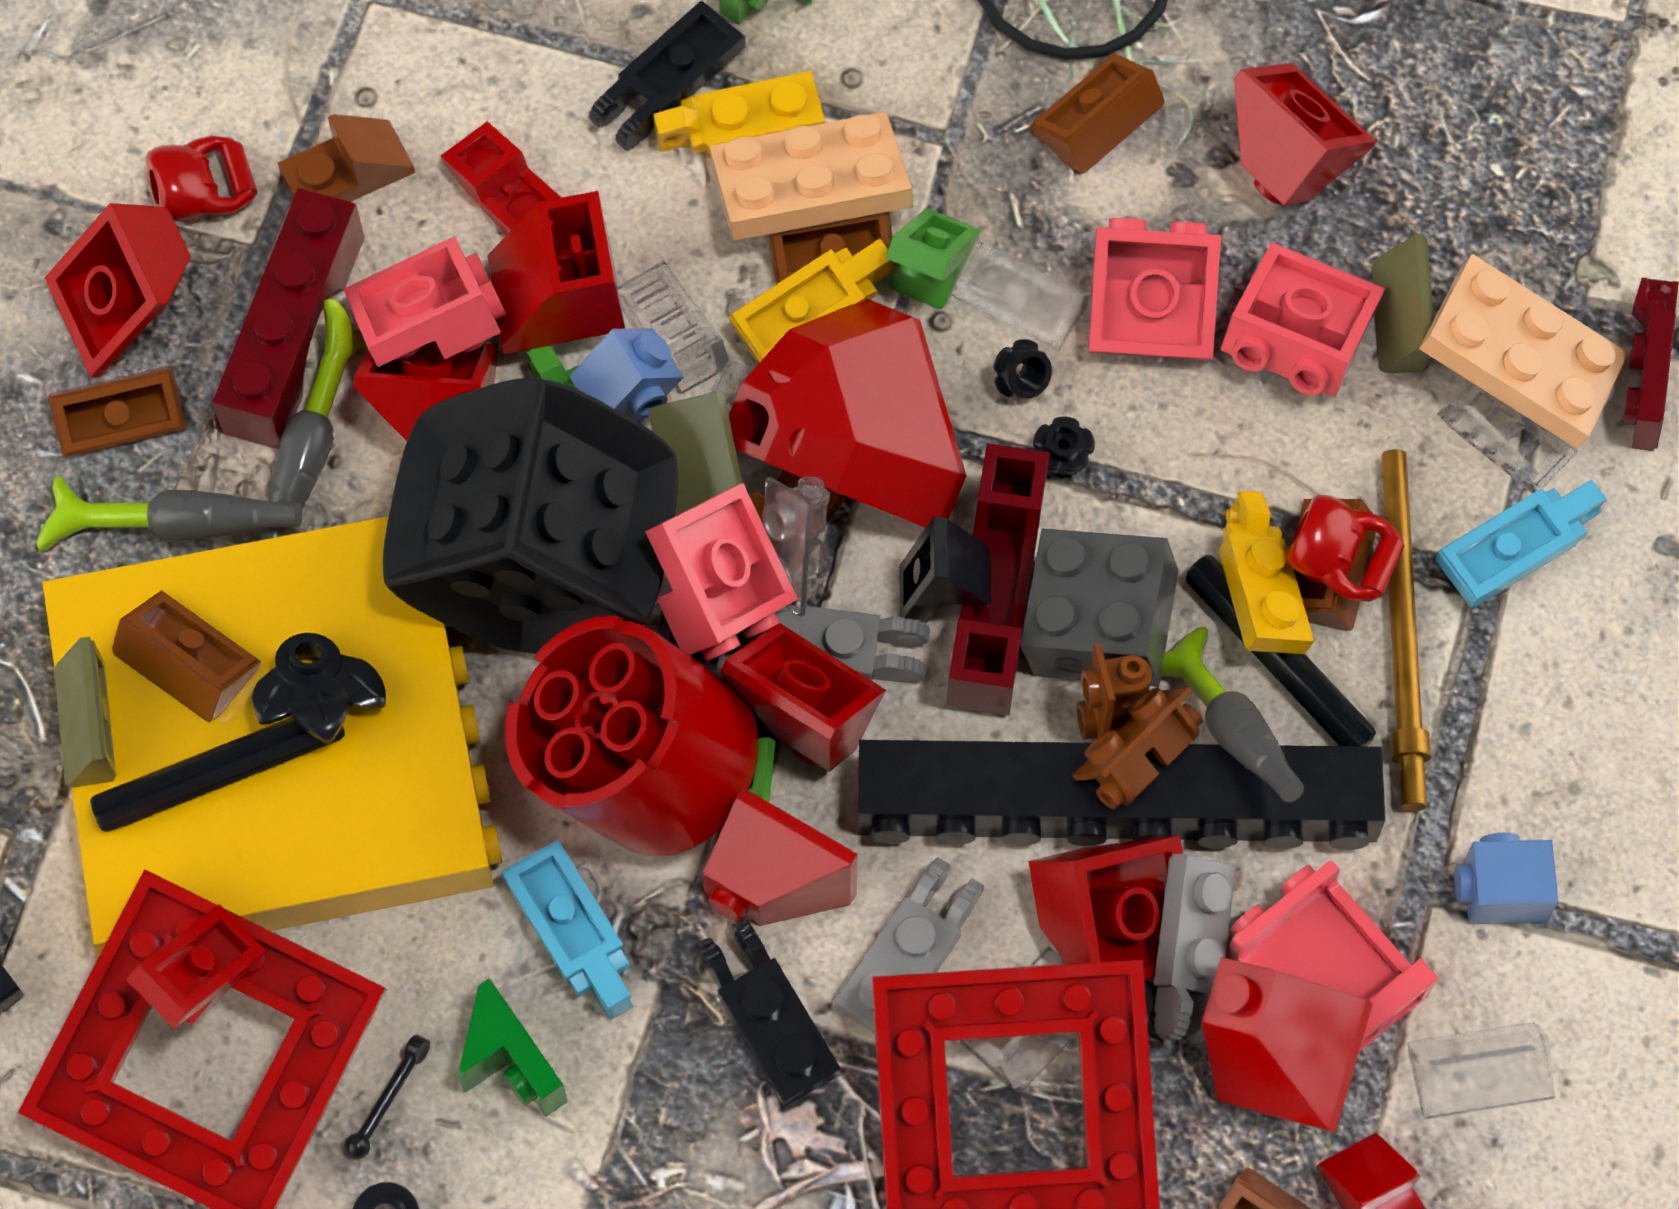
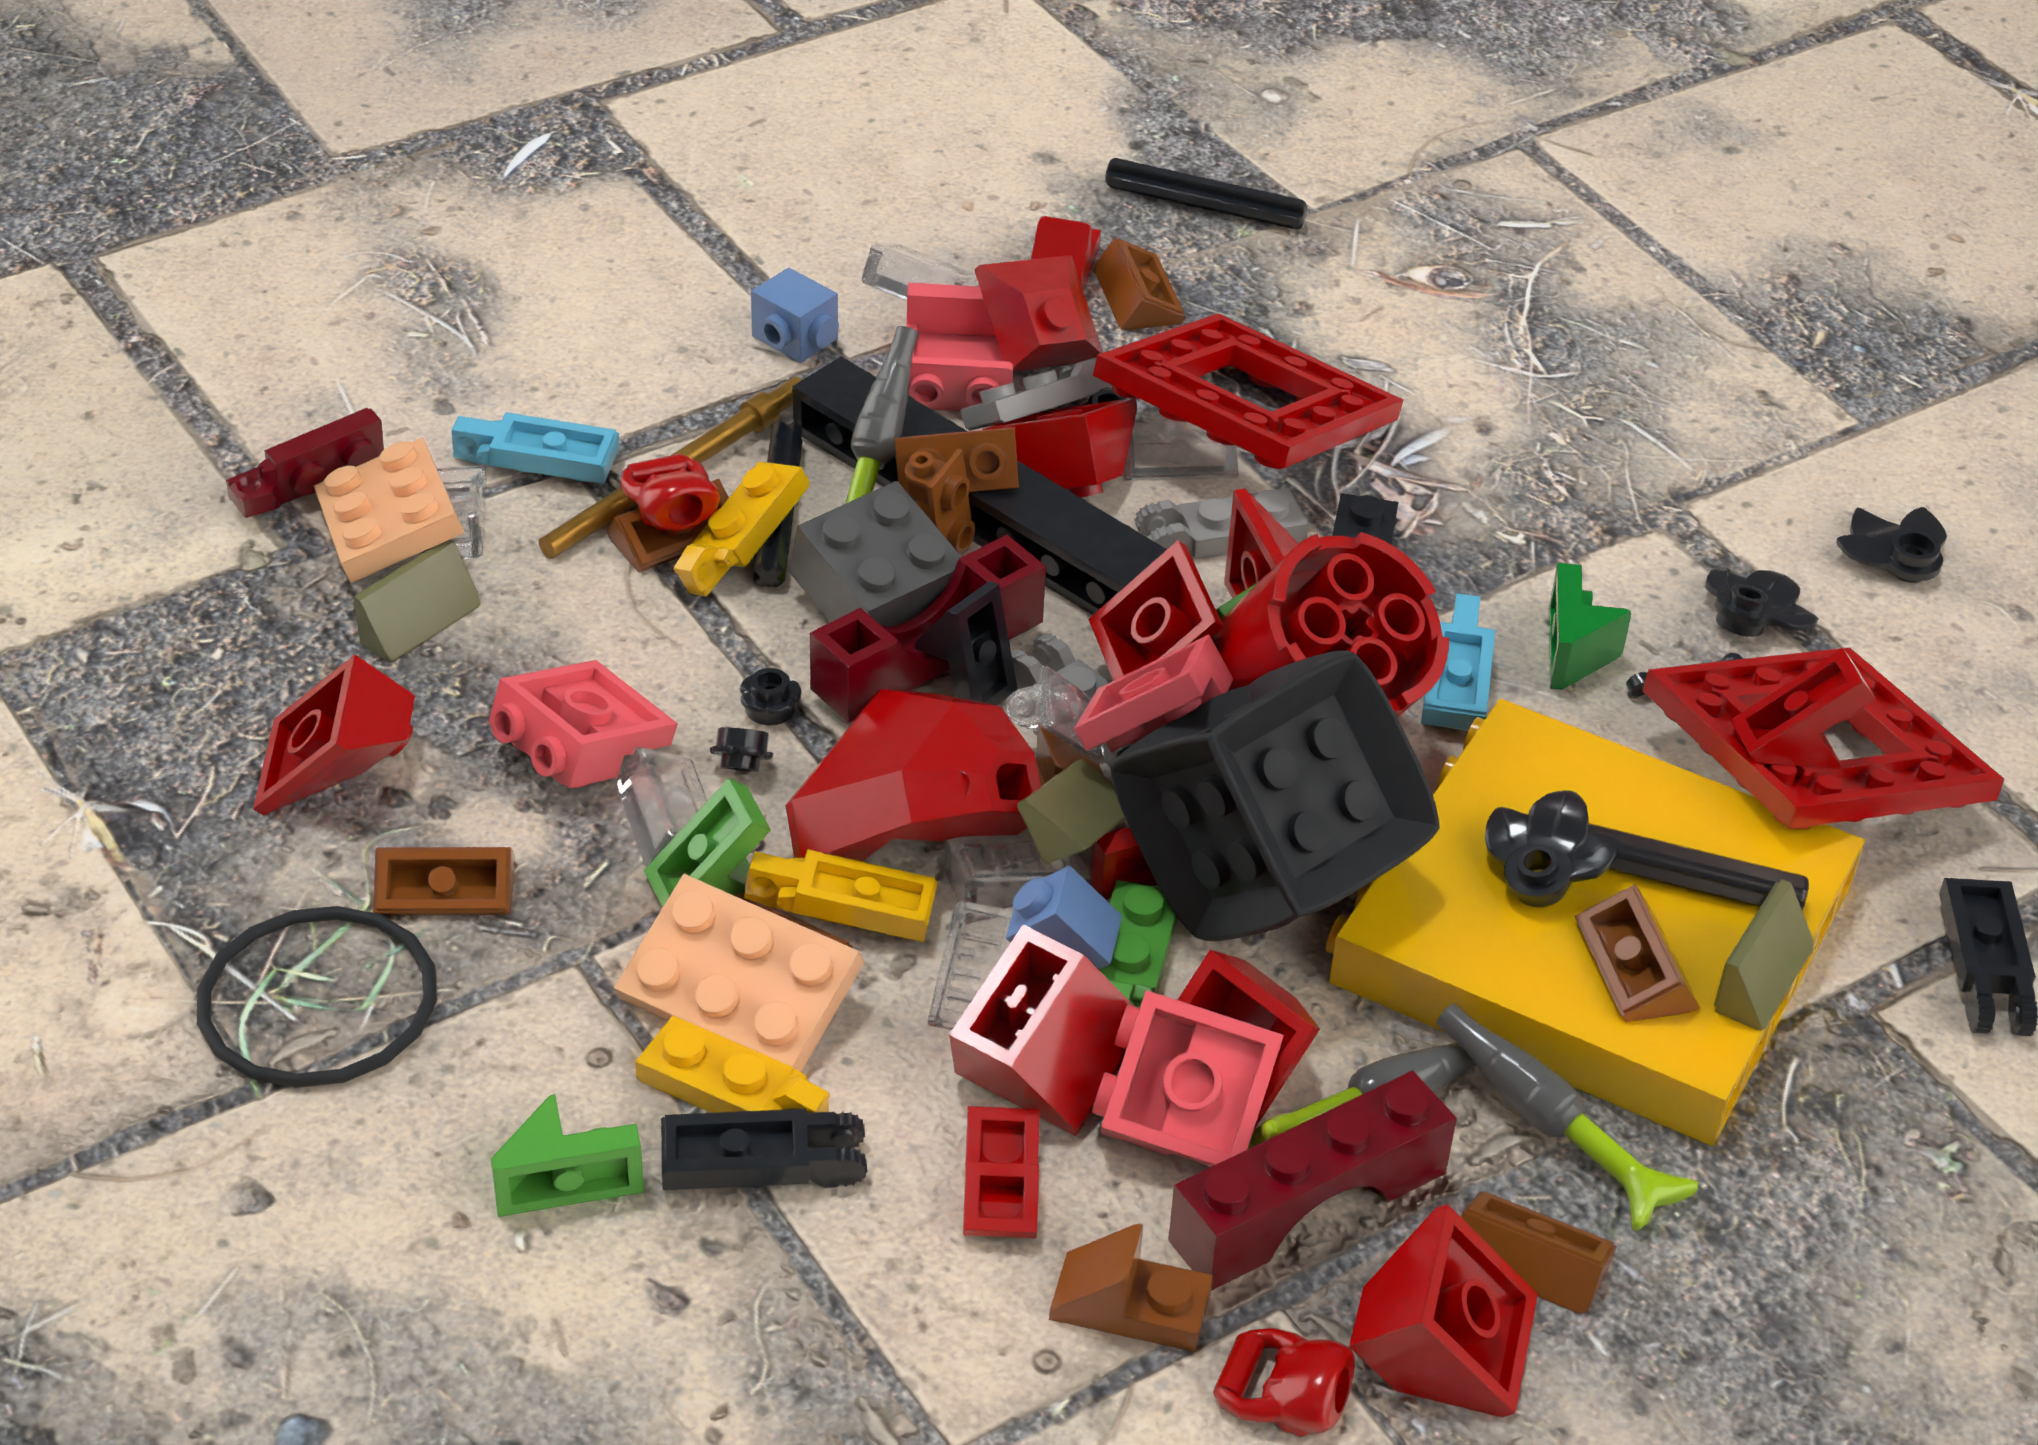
camera: 140 degrees left, 25 degrees down
(1301, 321) = (501, 630): coral plate -> none

